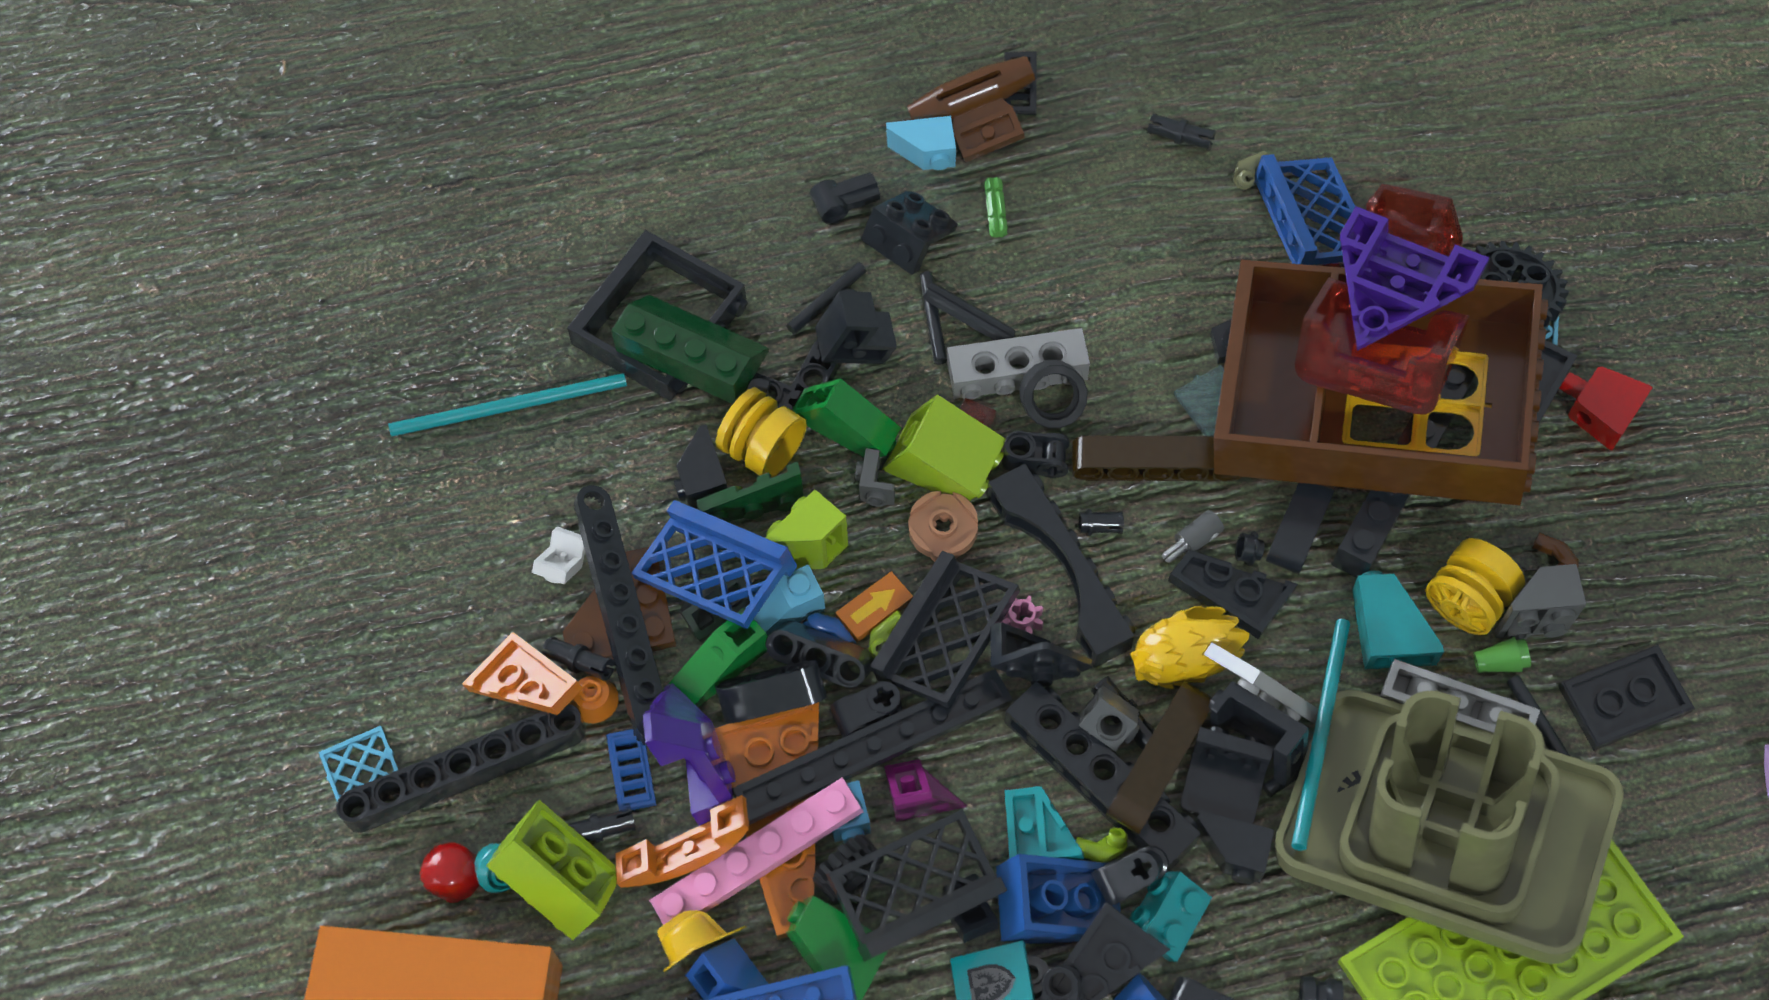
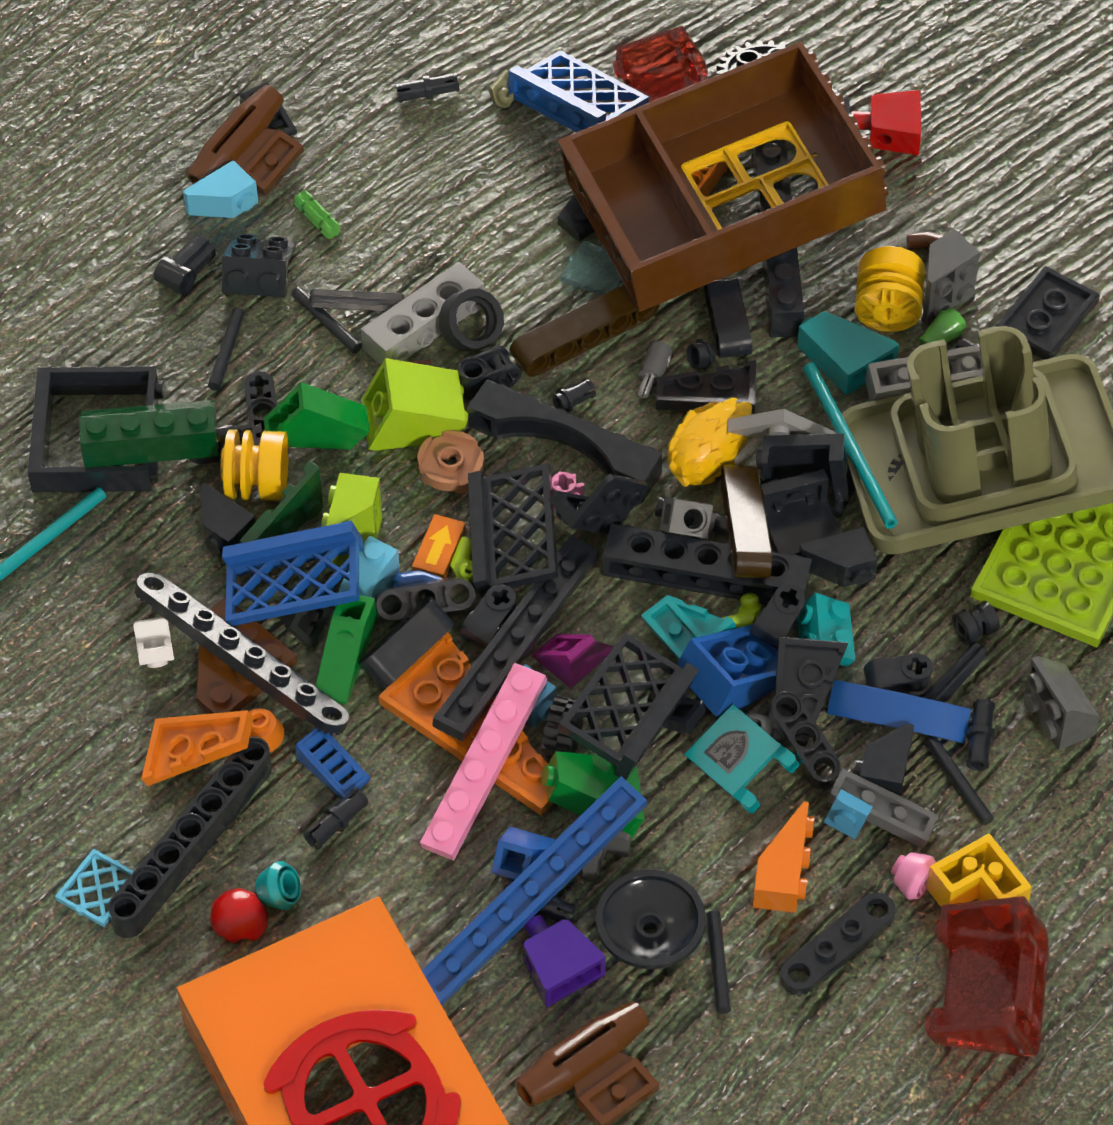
camera: 35 degrees left, 10 degrees down
(555, 870) = (332, 857): lime slope -> none
(578, 658) = (231, 702): black pin -> none
(652, 864) = (427, 787): orange slope -> none
(681, 730) = (390, 712): dark purple wedge -> none
(688, 933) = (473, 841): yellow piece -> none
(855, 331) = (276, 352): black brick -> none
(871, 490) = (371, 464): dark grey bracket -> none
(1396, 279) = (695, 88): dark purple wedge -> none
(1397, 371) = (716, 149): clear red windscreen -> none

